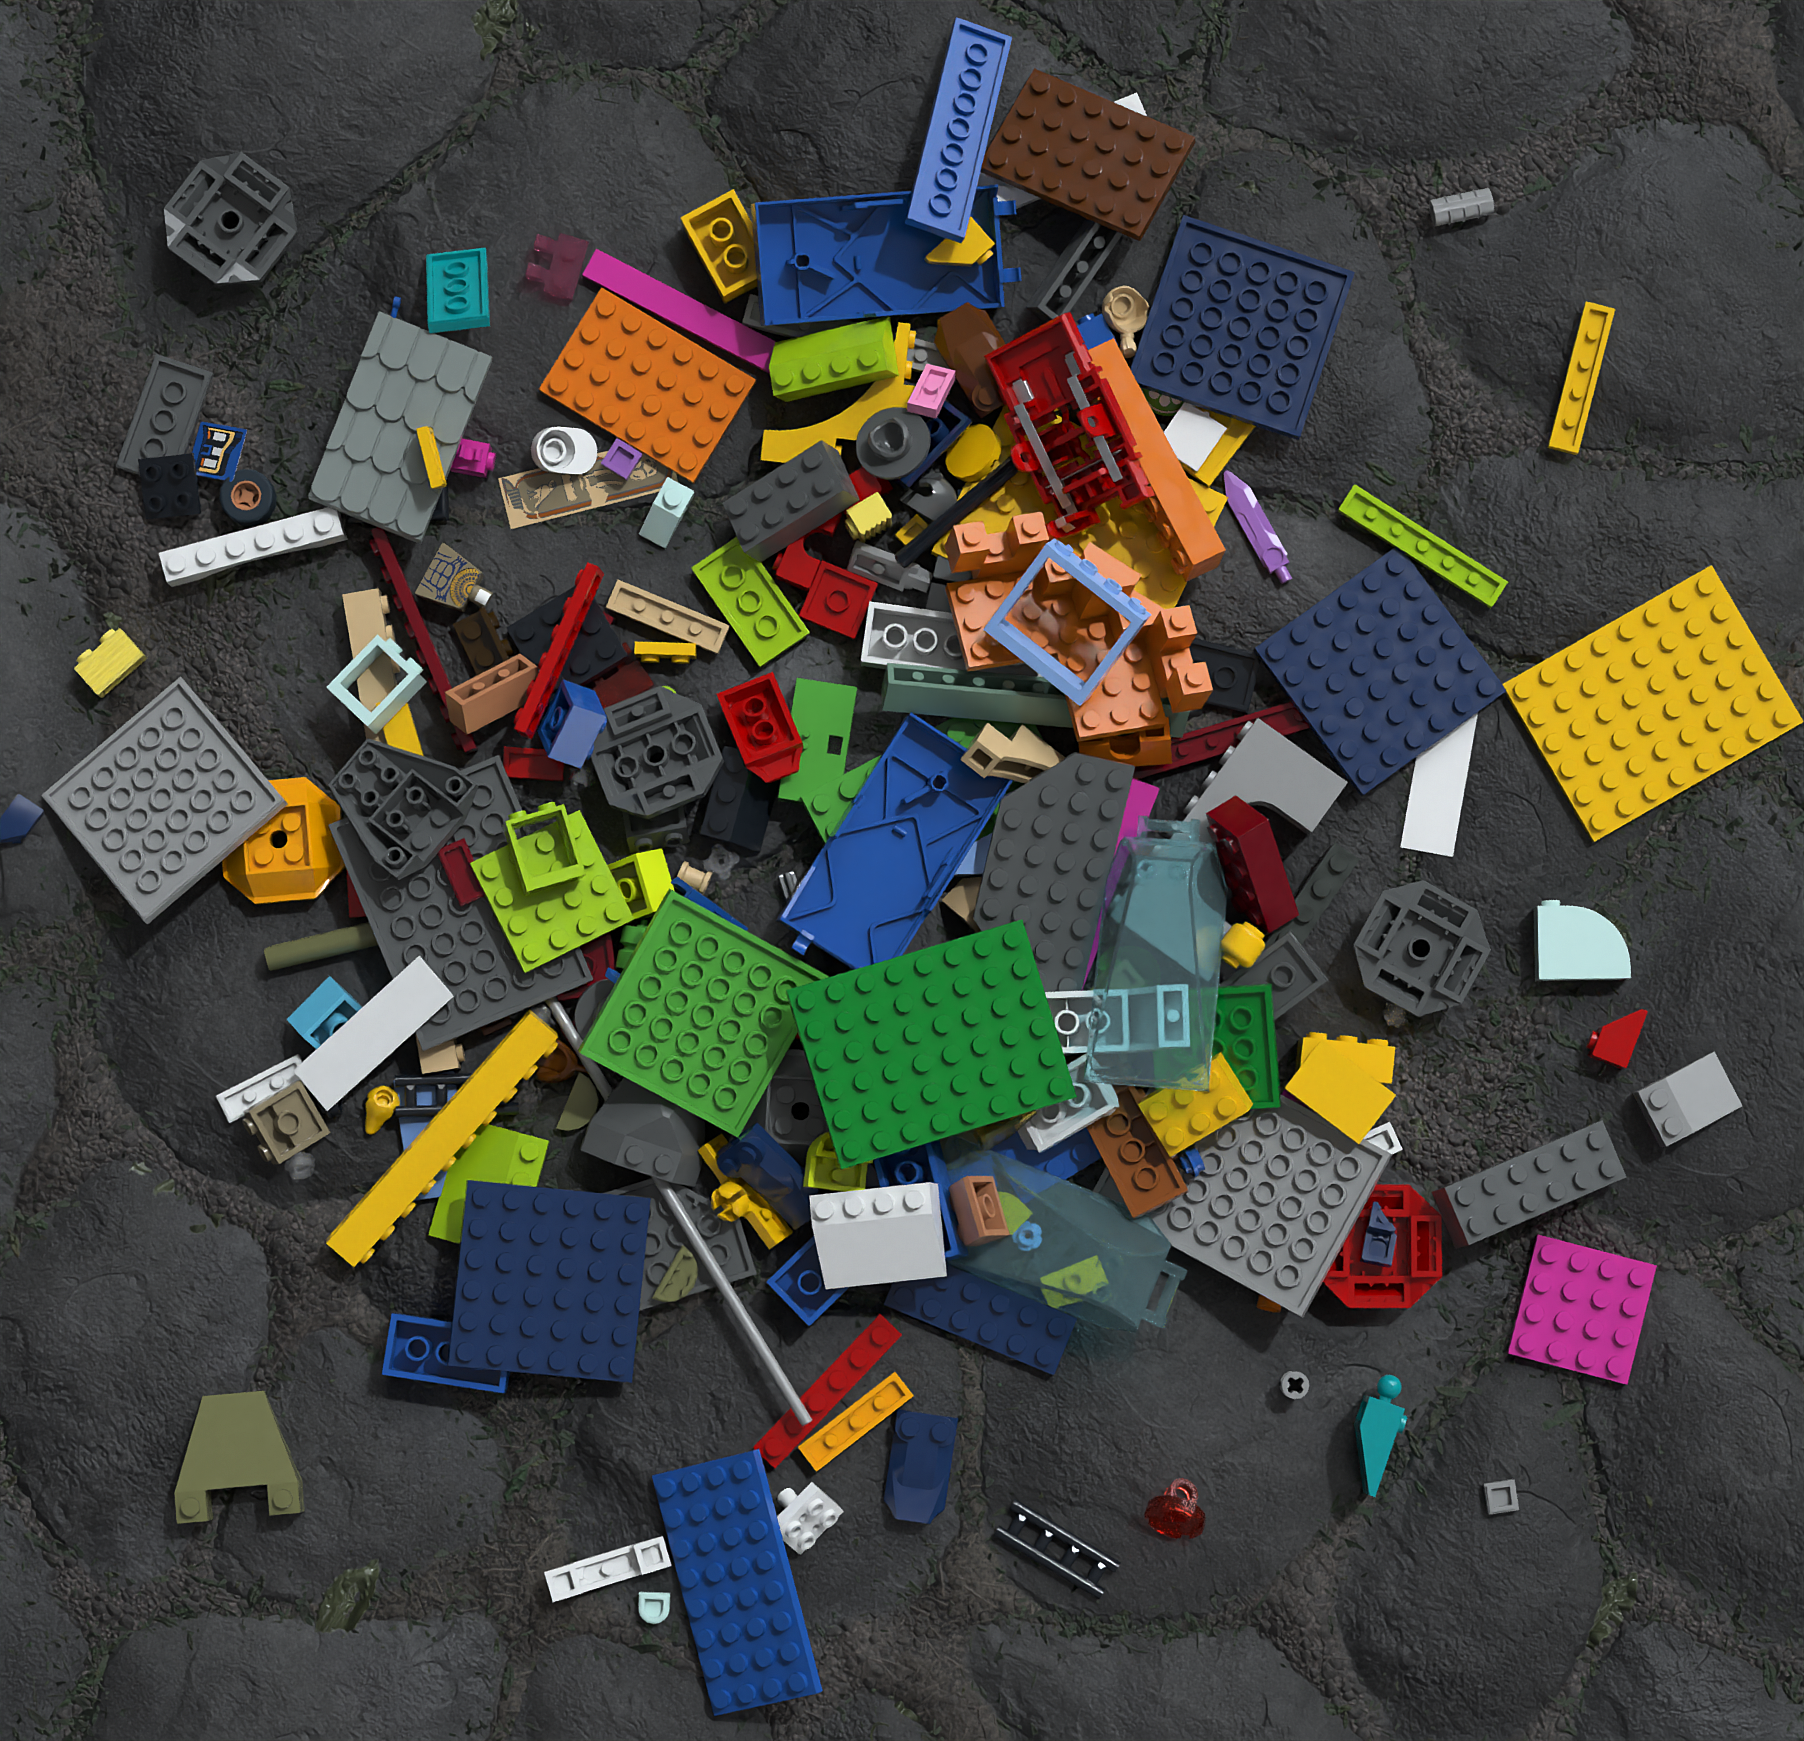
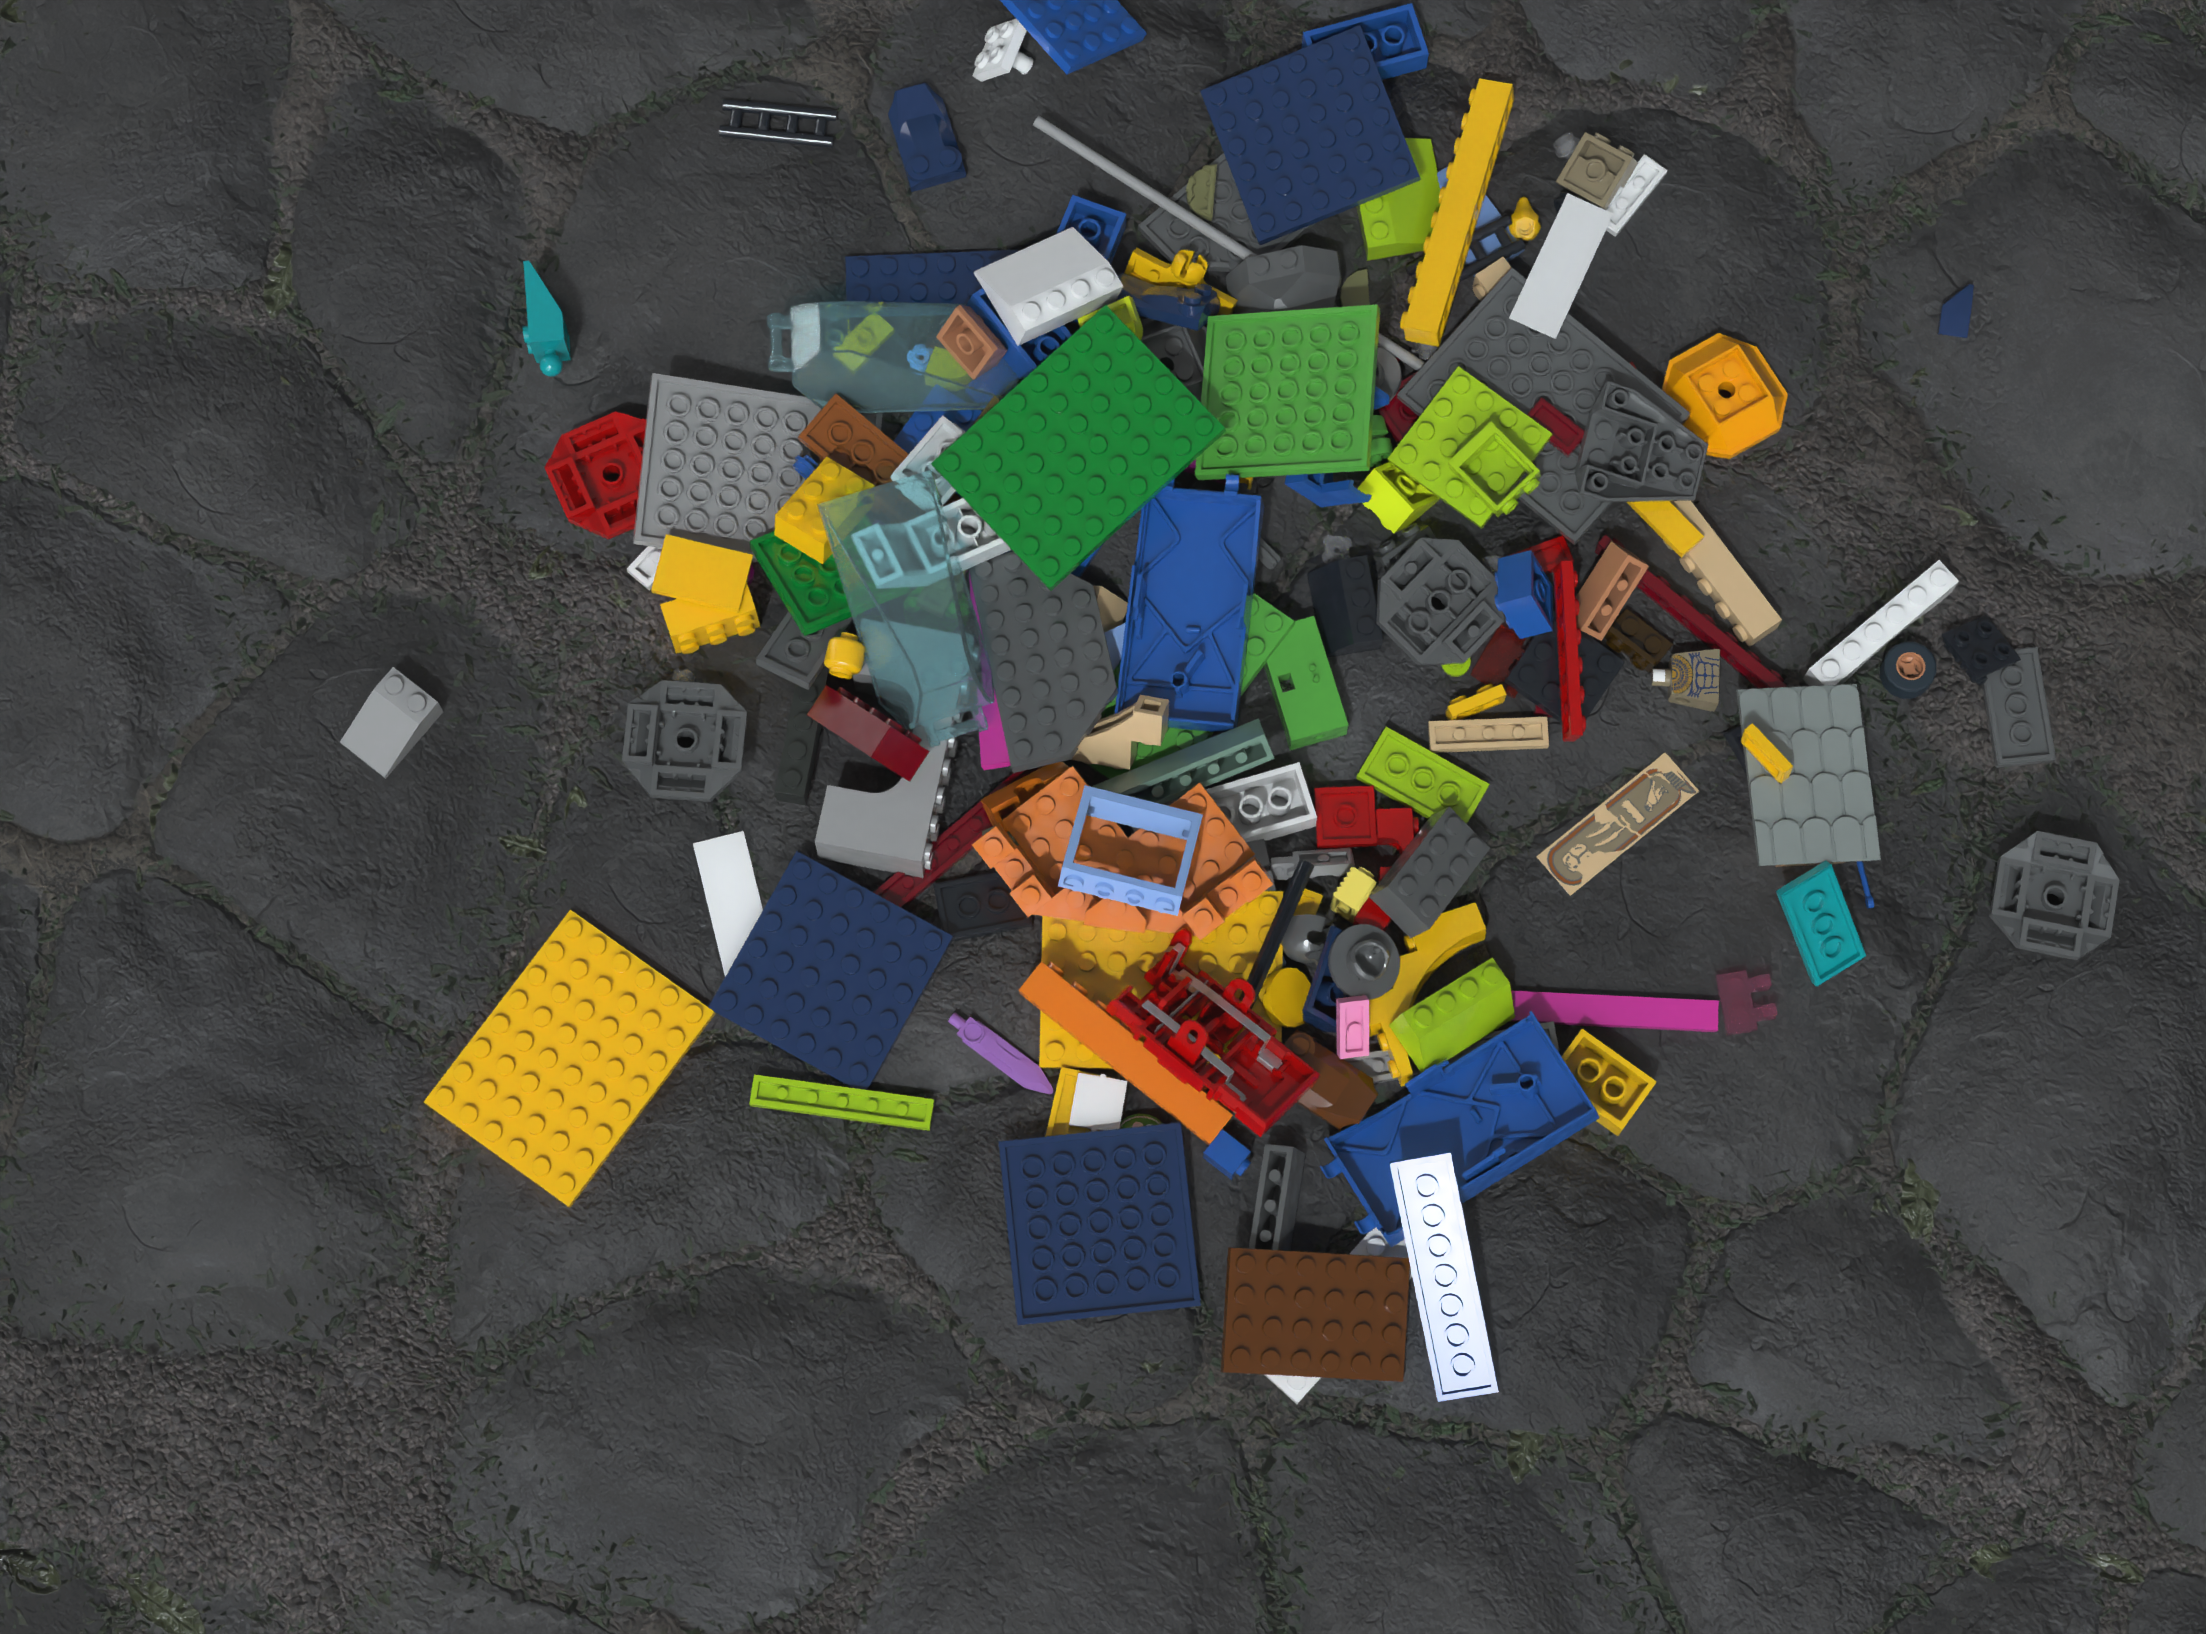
camera: 155 degrees right, 10 degrees down
(109, 662) = (1950, 477): light yellow brick -> none
(164, 800) = (1841, 379): light grey tile -> none
(218, 450) = (1956, 697): sticker -> none
(319, 946) = (1650, 323): olive brick -> none
(323, 1012) = (1610, 272): medium azure slope -> none
(395, 700) = (1719, 523): light aqua window -> none
(473, 458) = (1729, 793): dark pink brick -> none
(558, 1065) = (1390, 320): reddish brown piece -> none
(564, 450) = (1653, 835): white cap -> none
(622, 459) = (1598, 852): medium lavender plate -> none
(647, 385) = (1609, 931): orange plate -> none
(666, 512) = (1535, 825): light aqua slope -> none
(694, 877) = (1353, 522): tan bush -> none
(763, 728) = (1357, 667): red slope -> none
(829, 1389) = (1030, 166): red plate -> none
(855, 1421) = (996, 148): light orange plate -> none
(973, 248) = (1377, 1175): yellow slope -> none
(1126, 314) = (1209, 1186): tan hair -> none
(1176, 1515) = (689, 188): clear red tile -> none
(1304, 1384) = (631, 329): light grey bush -> none
(1379, 1239) = (613, 475): dark blue slope -> none
(1461, 207) = (945, 1433): light grey axle -> none
(1501, 1496) = (415, 327): light grey tile -> none
(1528, 1184) = (501, 579): dark grey brick -> none
(1577, 945) = (546, 810): light aqua brick -> none
(1581, 378) = (763, 1324): yellow plate -> none
(1581, 1309) = (410, 509): dark pink plate -> none
(1617, 1039) = (476, 746): red slope -> none

